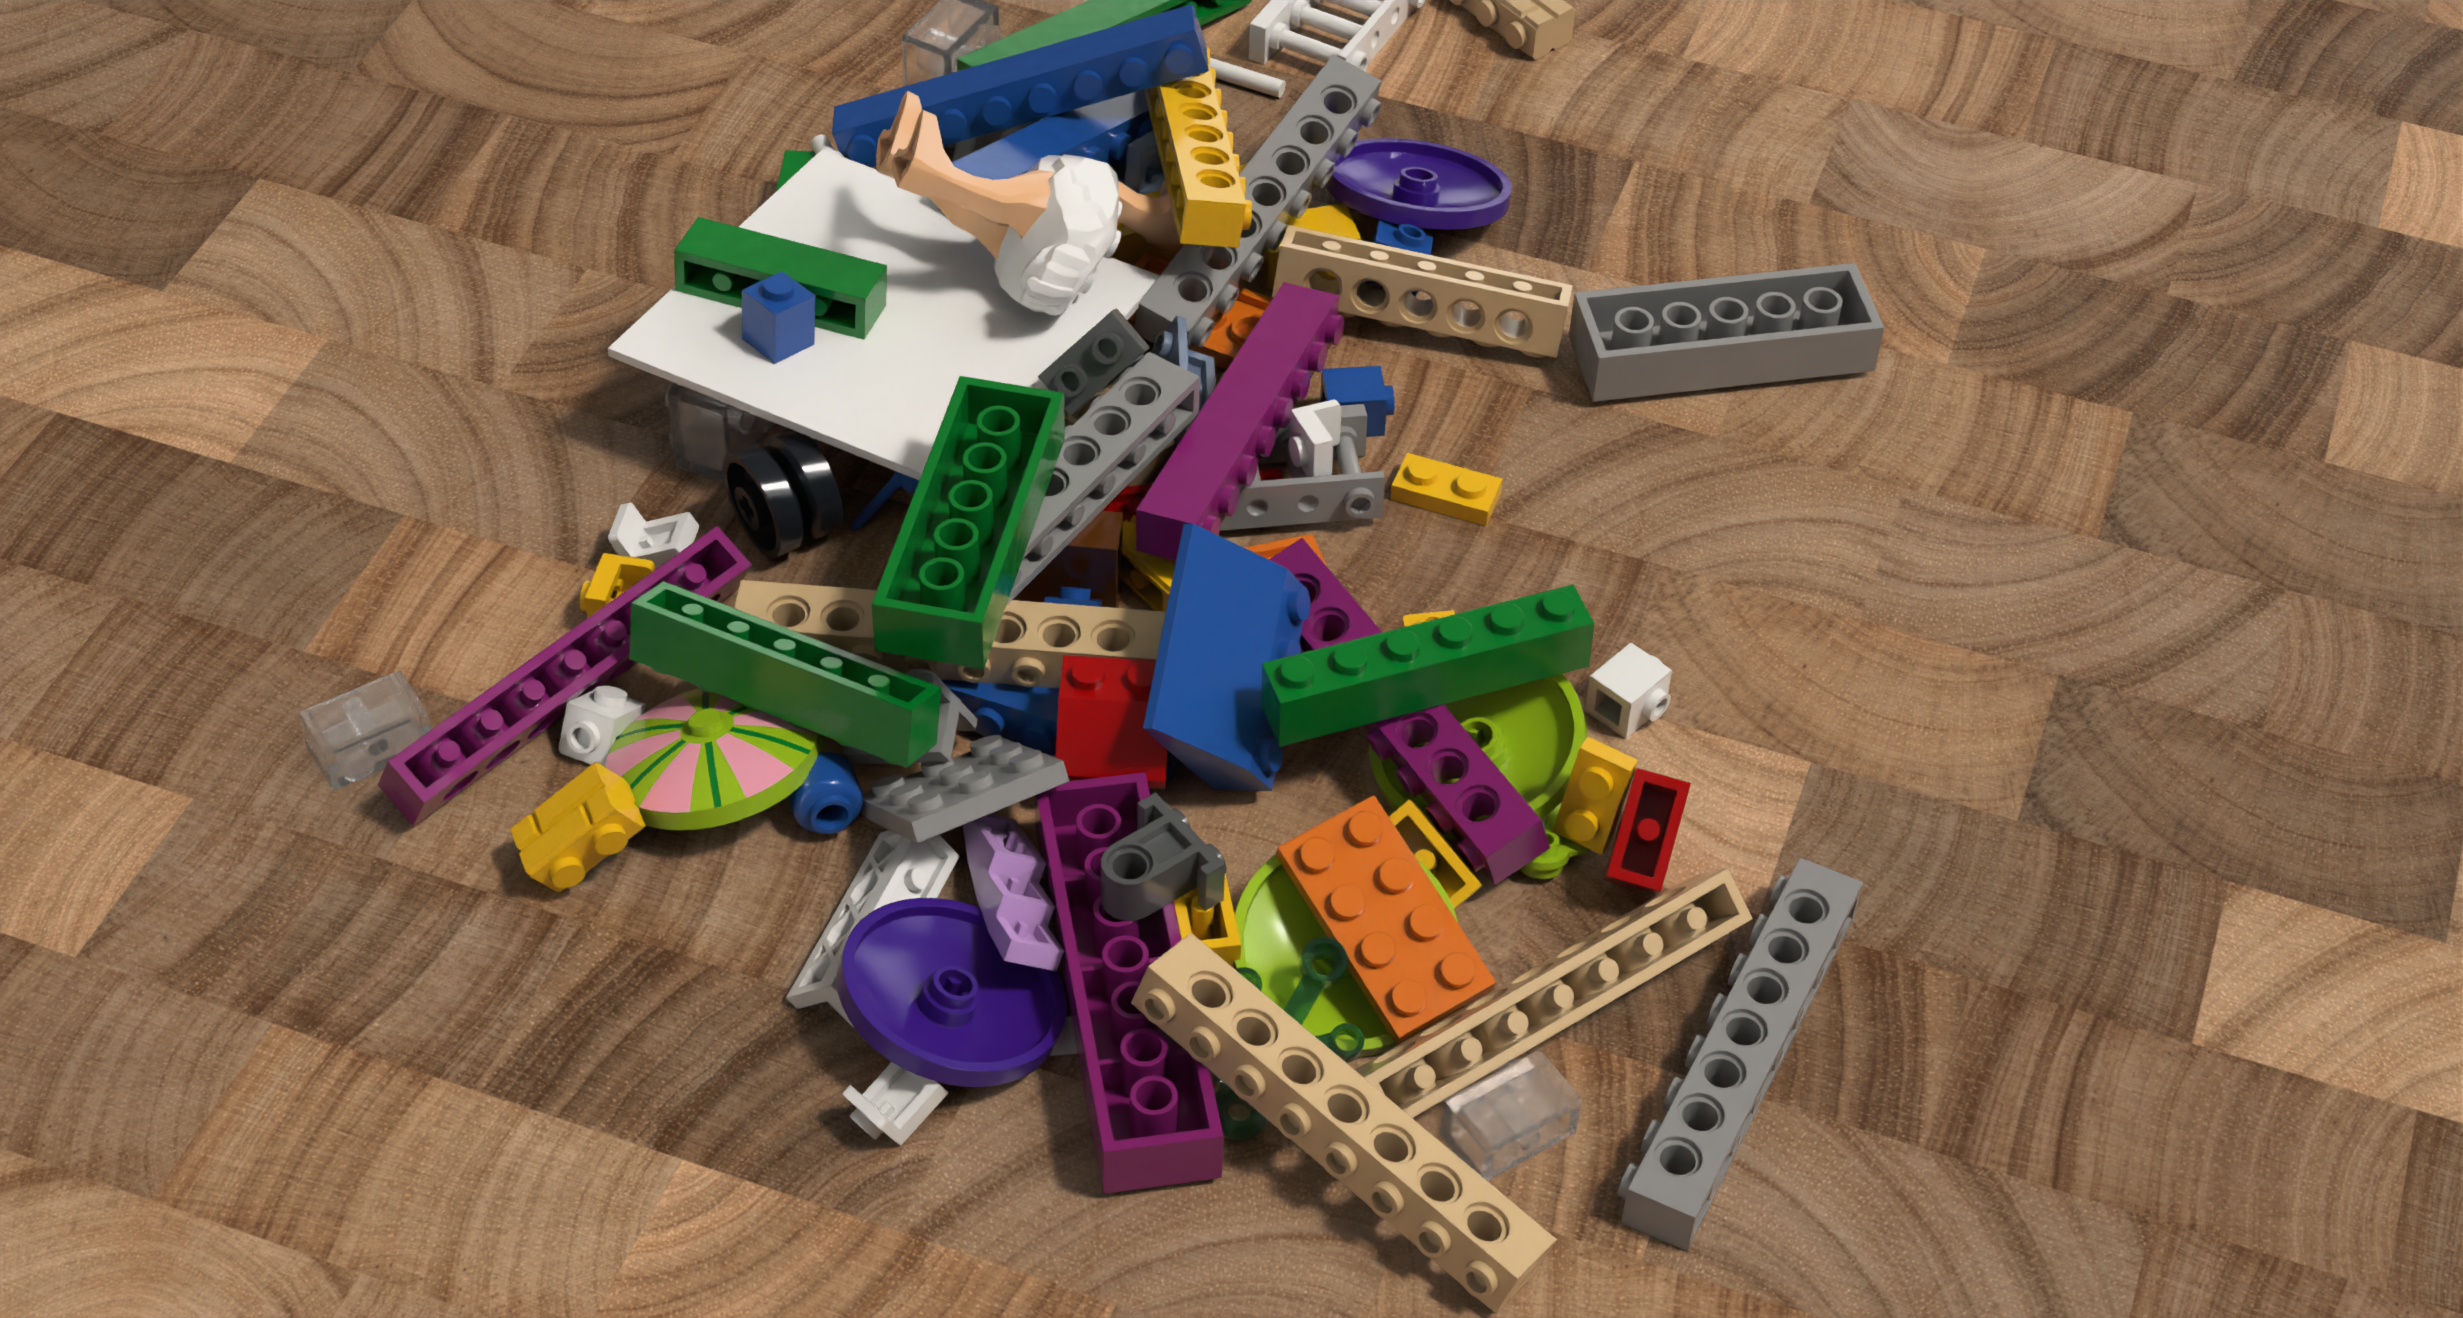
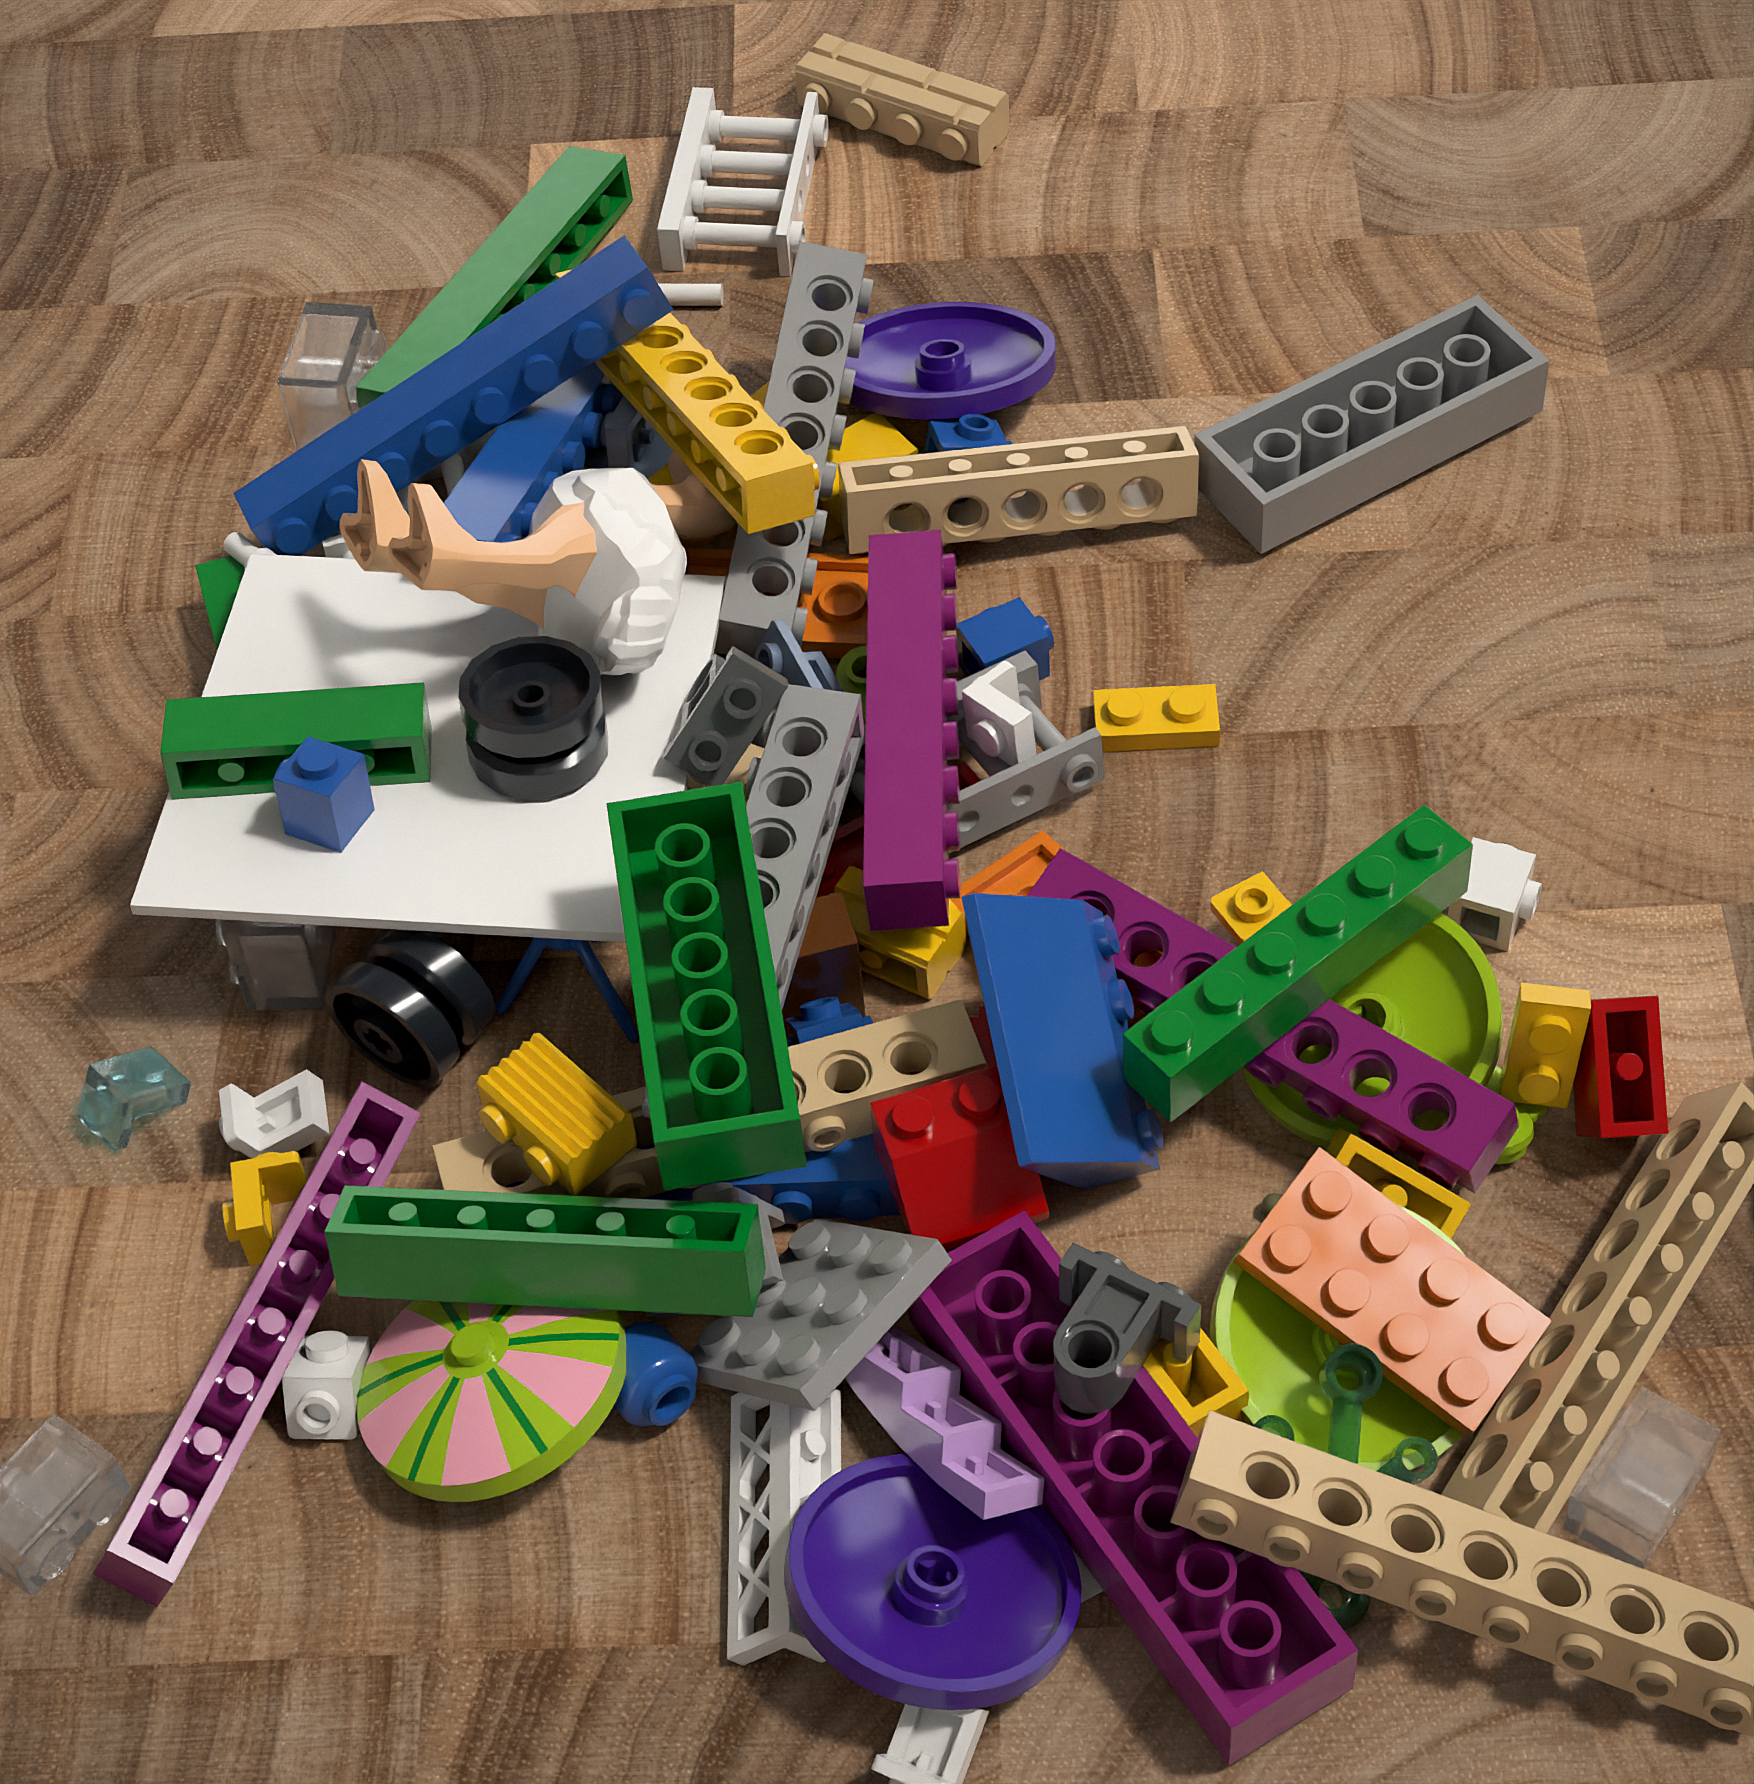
camera: 15 degrees left, 5 degrees up
(561, 485) = (128, 1089): none -> clear light blue bracket
(577, 828) = (378, 1542): yellow brick -> none
(830, 582) = (555, 1114): none -> yellow brick
(955, 315) = (534, 717): none -> black wheel

